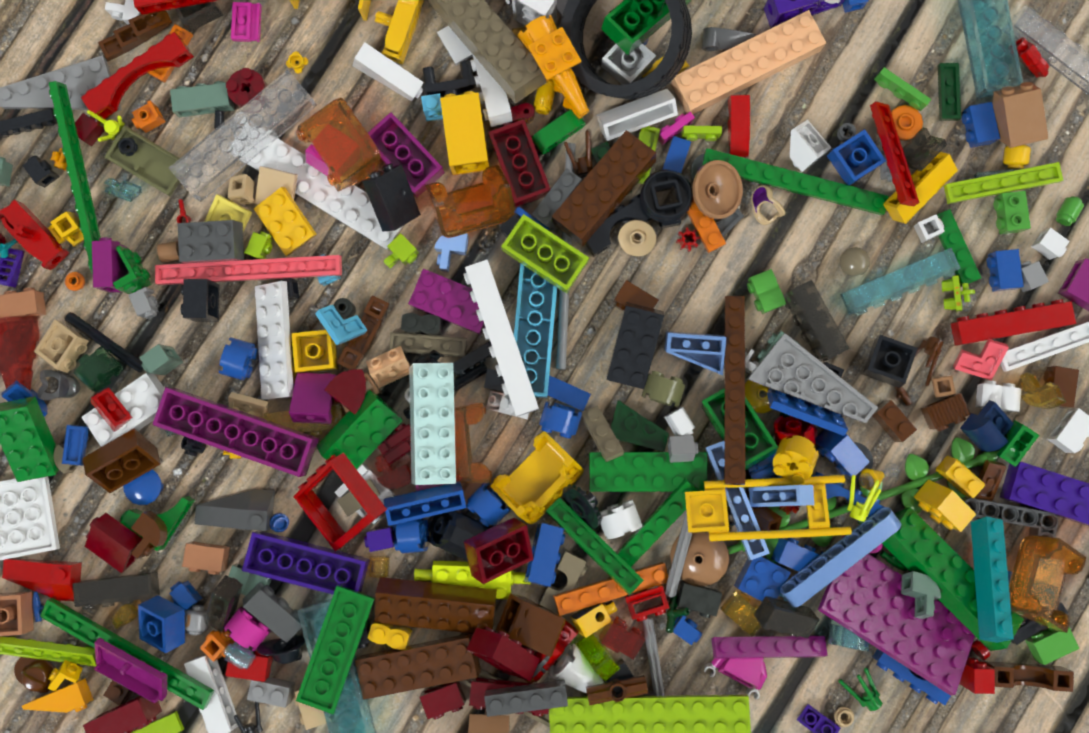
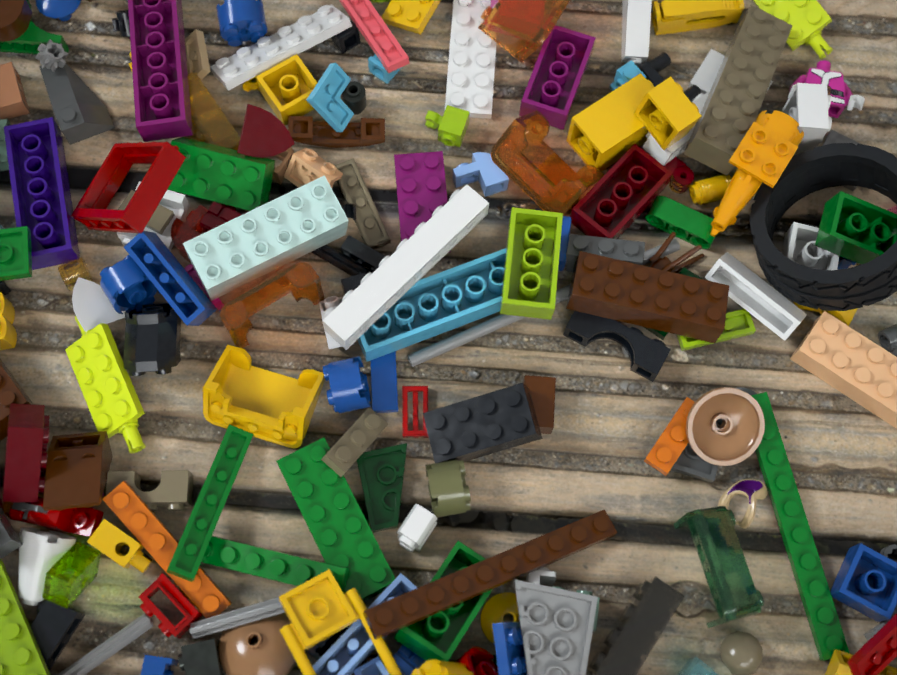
camera: 55 degrees right, 15 degrees down
(195, 517) = (51, 55): none -> light grey gear
(279, 522) = (79, 146): blue plate -> none
(310, 400) = (227, 104): magenta panel -> none
(380, 538) = (104, 248): dark purple brick -> none
(391, 197) = (502, 78): black piece -> none
(411, 565) = (92, 305): none -> white sticker
(427, 324) = (379, 184): pearl dark grey brick -> none
(434, 605) = (53, 352): reddish brown brick -> none
(487, 505) = (201, 351): blue brick -> none
(488, 99) = (667, 113): none -> yellow brick
(498, 550) = (150, 382): dark red brick -> none
(545, 555) = (172, 448): blue brick -> none
(583, 376) = (415, 389): none -> red tile
(583, 504) = (256, 462): black gear -> none
(603, 692) = (46, 632): reddish brown piece -> none
(620, 519) = (259, 515): white brick -> none
(621, 637) = (110, 594): clear red brick -> none
(633, 245) = (603, 365): tan dish -> none
(663, 180) = (693, 358): black piece -> none
(669, 131) = (773, 351): dark pink plate -> none
(672, 613) = (170, 646): dark green piece -> none
(677, 154) = (734, 368): blue tile -> none
(682, 448) = (384, 542): light grey brick -> none
(685, 235) = (652, 426): red gear -> none
(699, 349) = (519, 505): medium blue wedge -> none
(709, 133) = (785, 387): lime plate -> none
(739, 125) = (818, 419): red slope -> none
(766, 292) = (638, 557): bright green brick -> none
(801, 243) = (723, 563): none -> clear green windscreen
(806, 145) = (845, 513): white slope -> none

